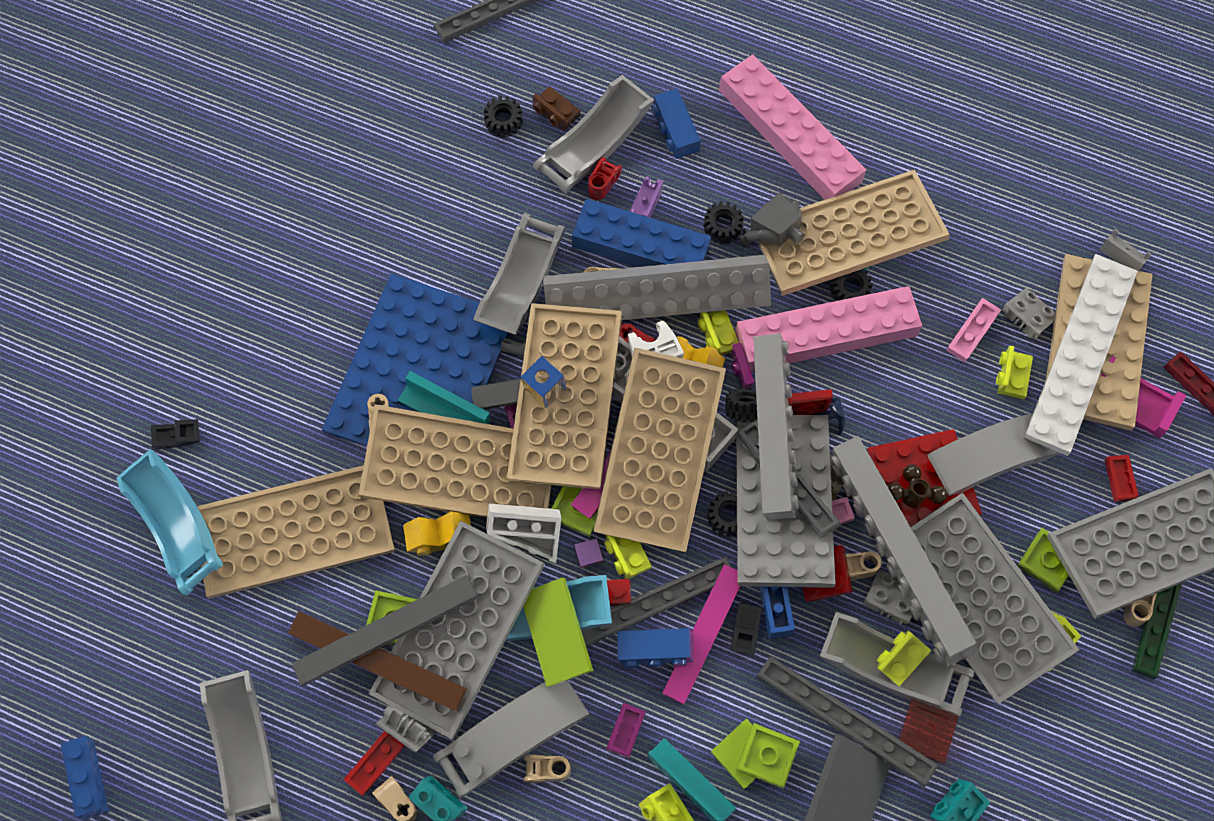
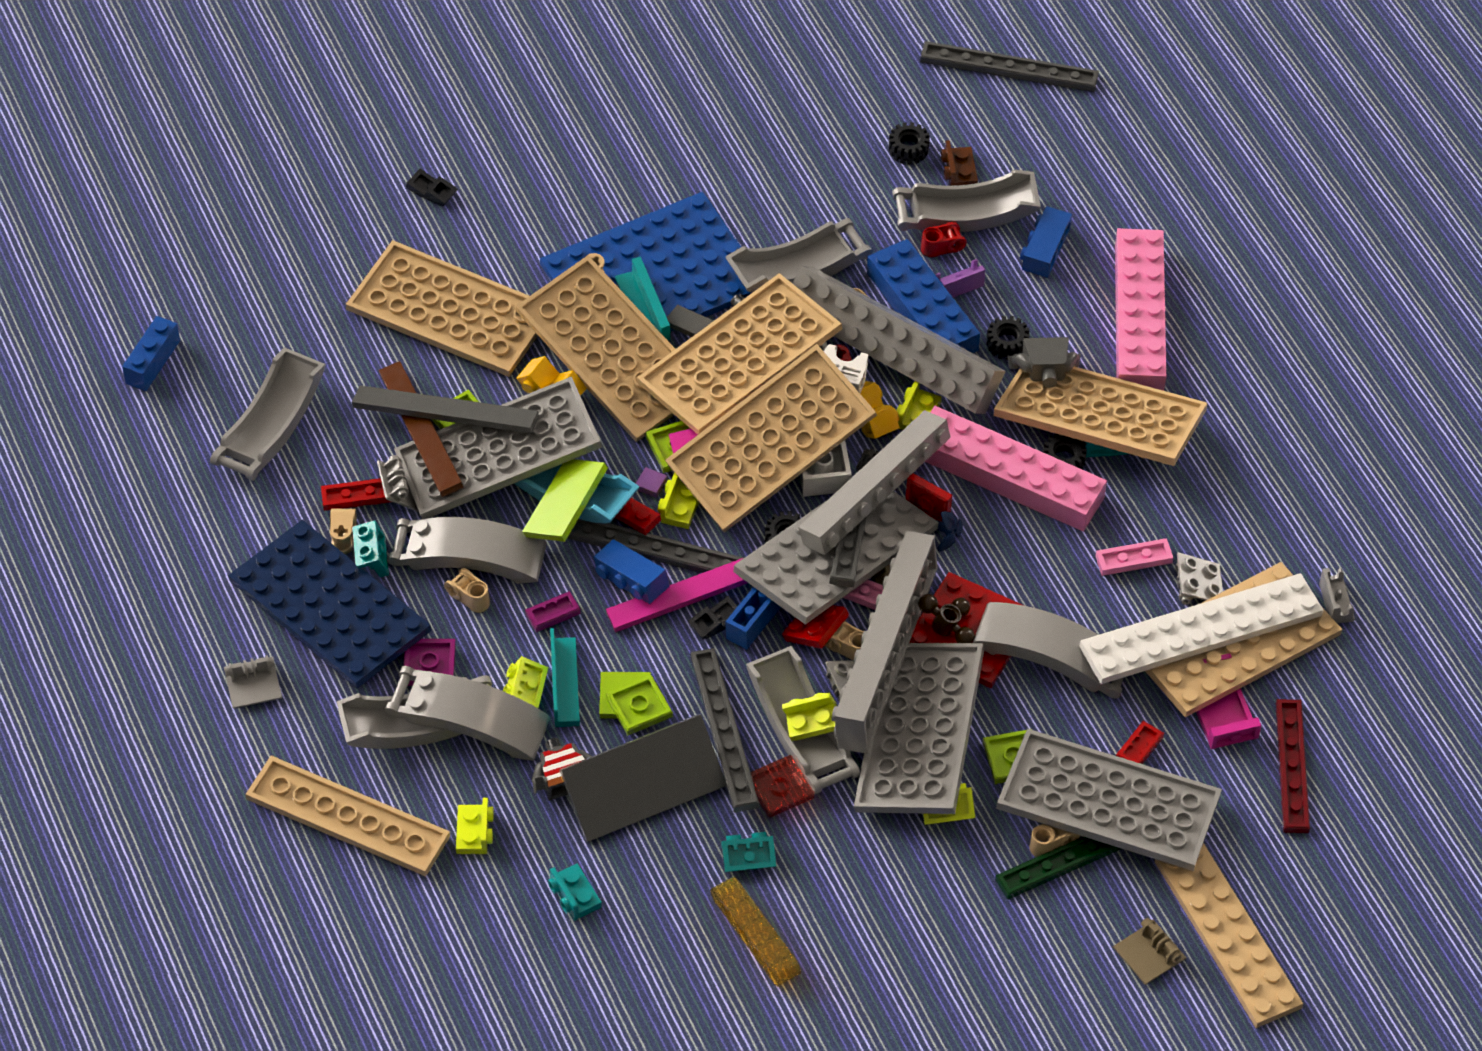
camera: 45 degrees right, 15 degrees down
(171, 519) = (373, 233): medium azure windscreen -> none
(526, 527) = (618, 422): white wedge -> none
(539, 390) = (734, 318): blue piece -> none
(1015, 373) = (1133, 607): neon yellow bracket -> none

